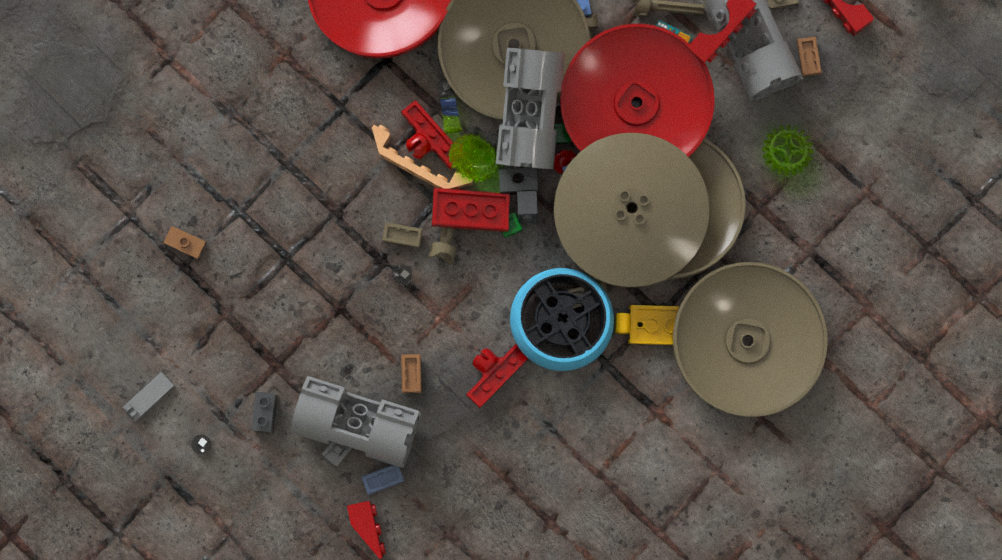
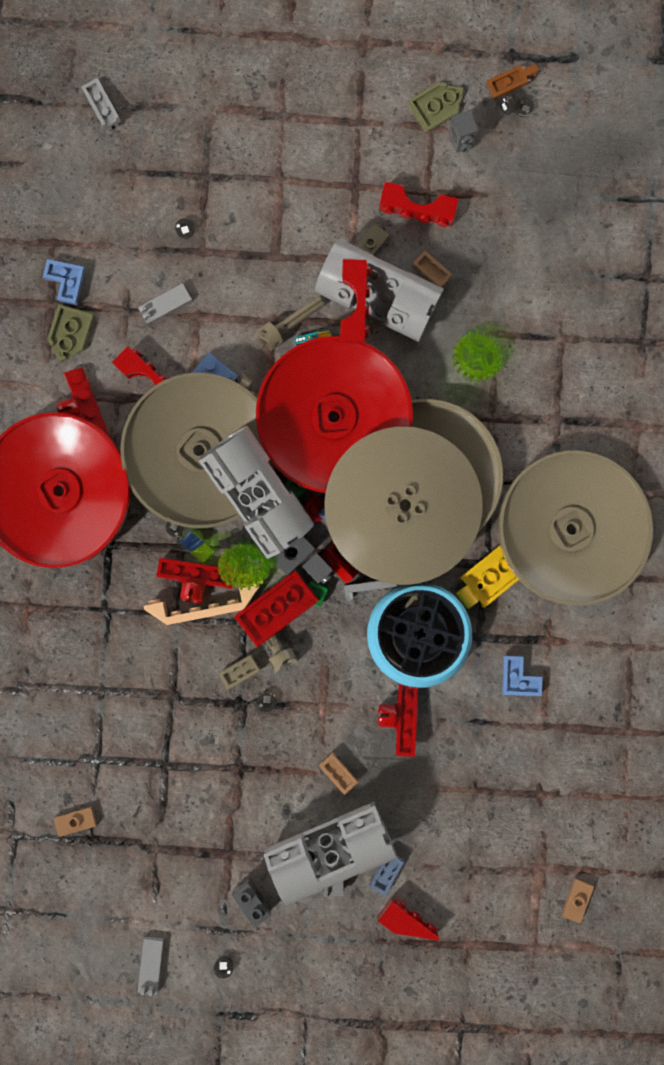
camera: 45 degrees left, 5 degrees up
(546, 218) = (339, 564): none -> red piece
(553, 252) = (349, 589): none -> light grey hinge
(604, 419) = (515, 683): none -> medium blue plate

